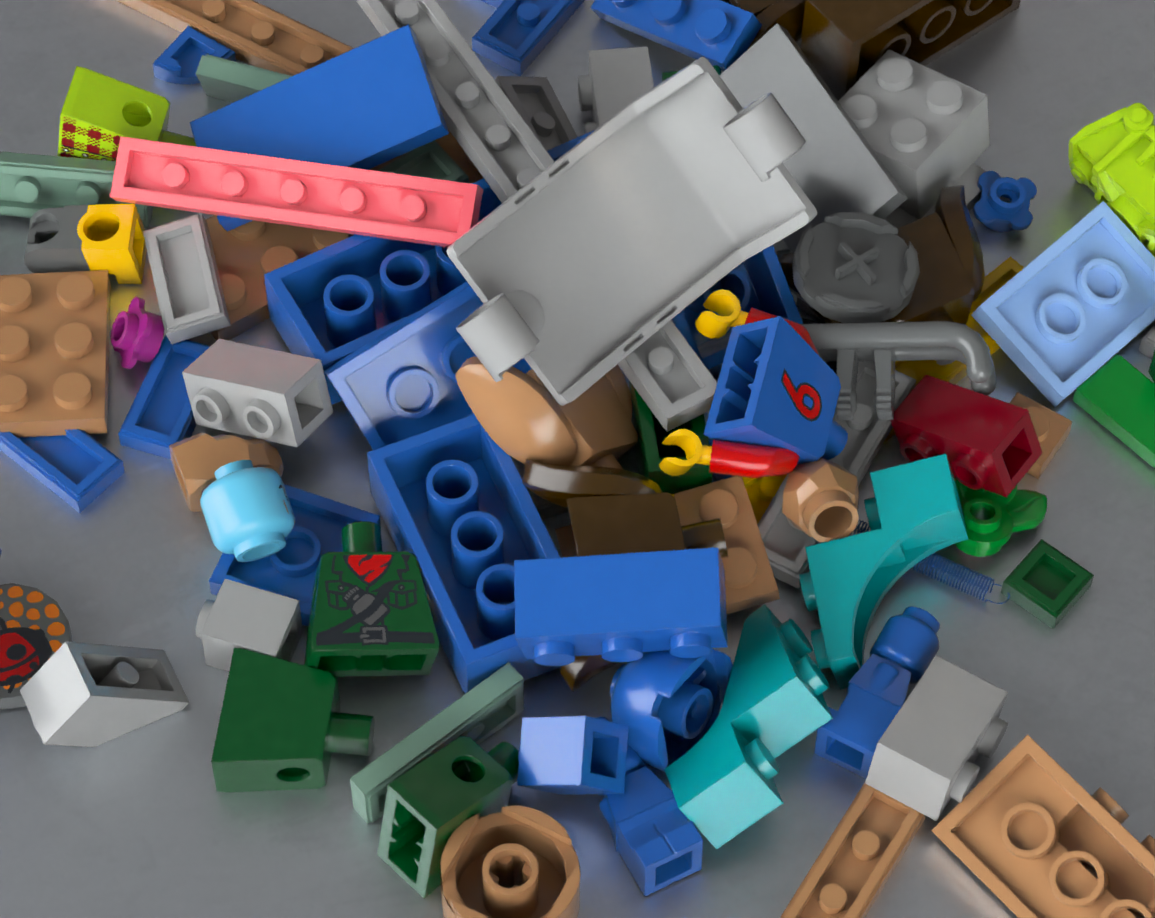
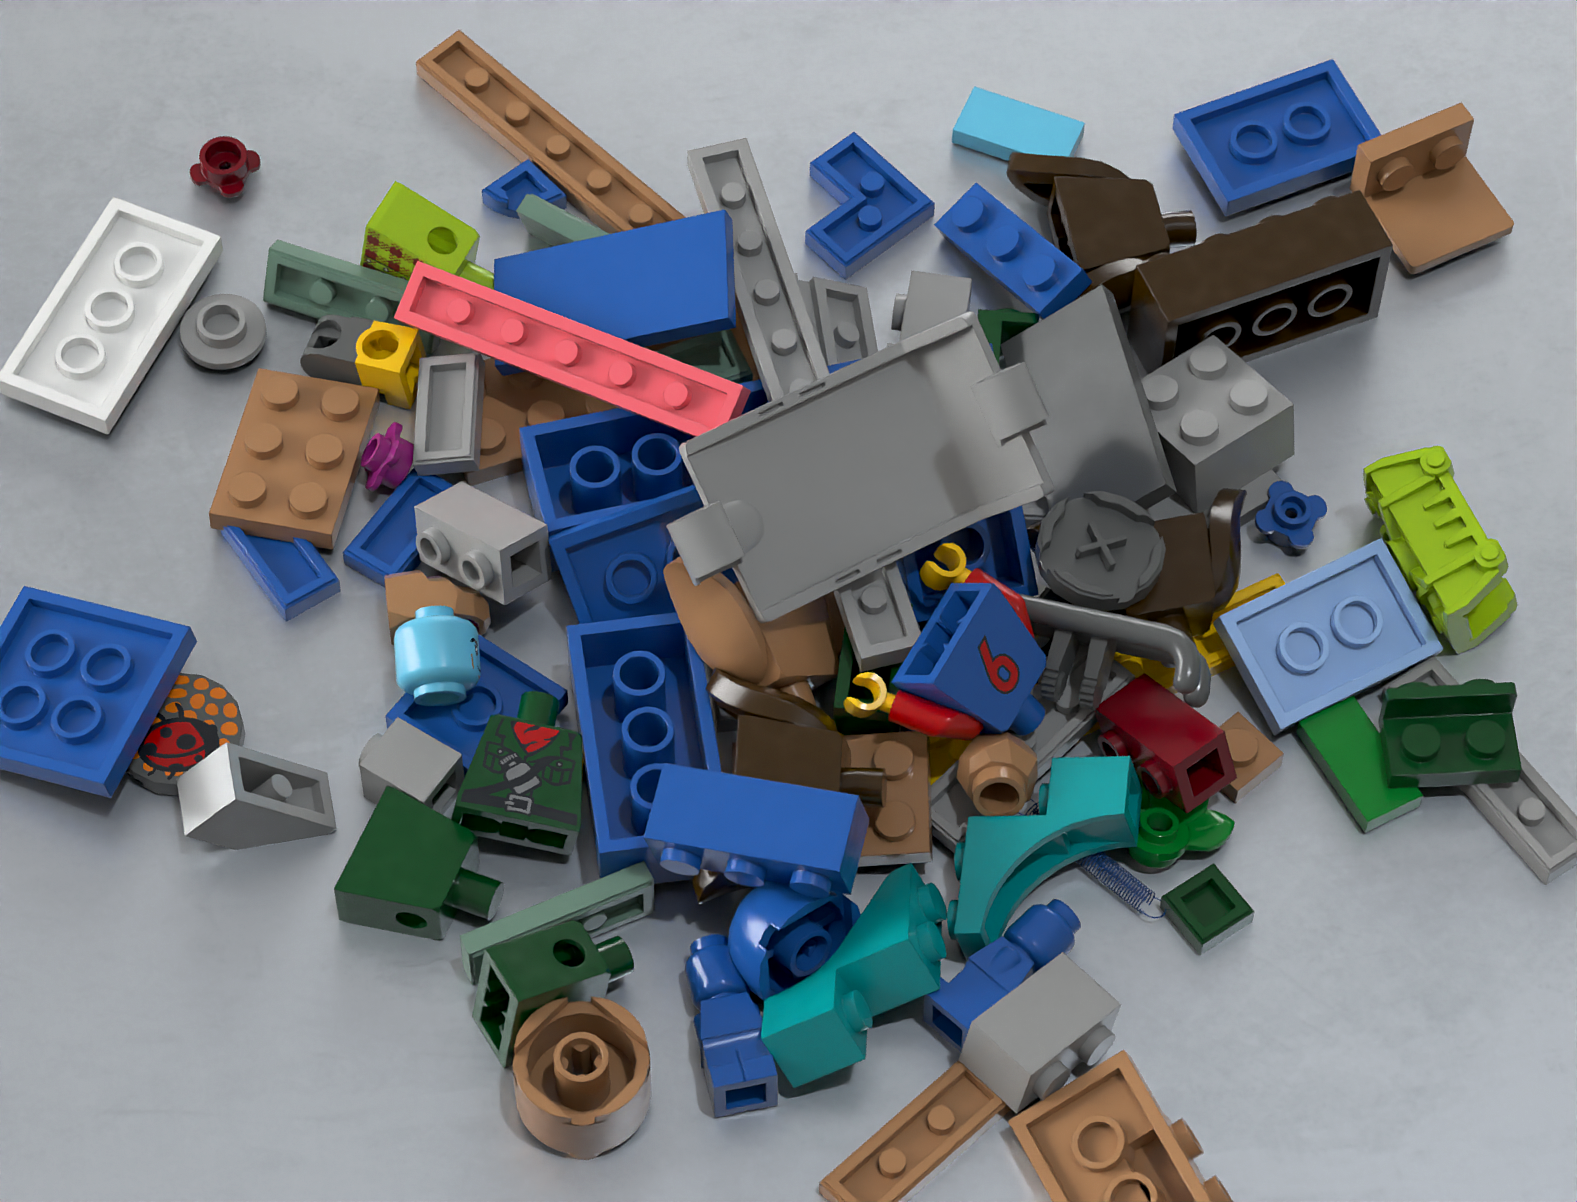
camera: 15 degrees right, 0 degrees up
(572, 755) = (676, 964): brick -> none

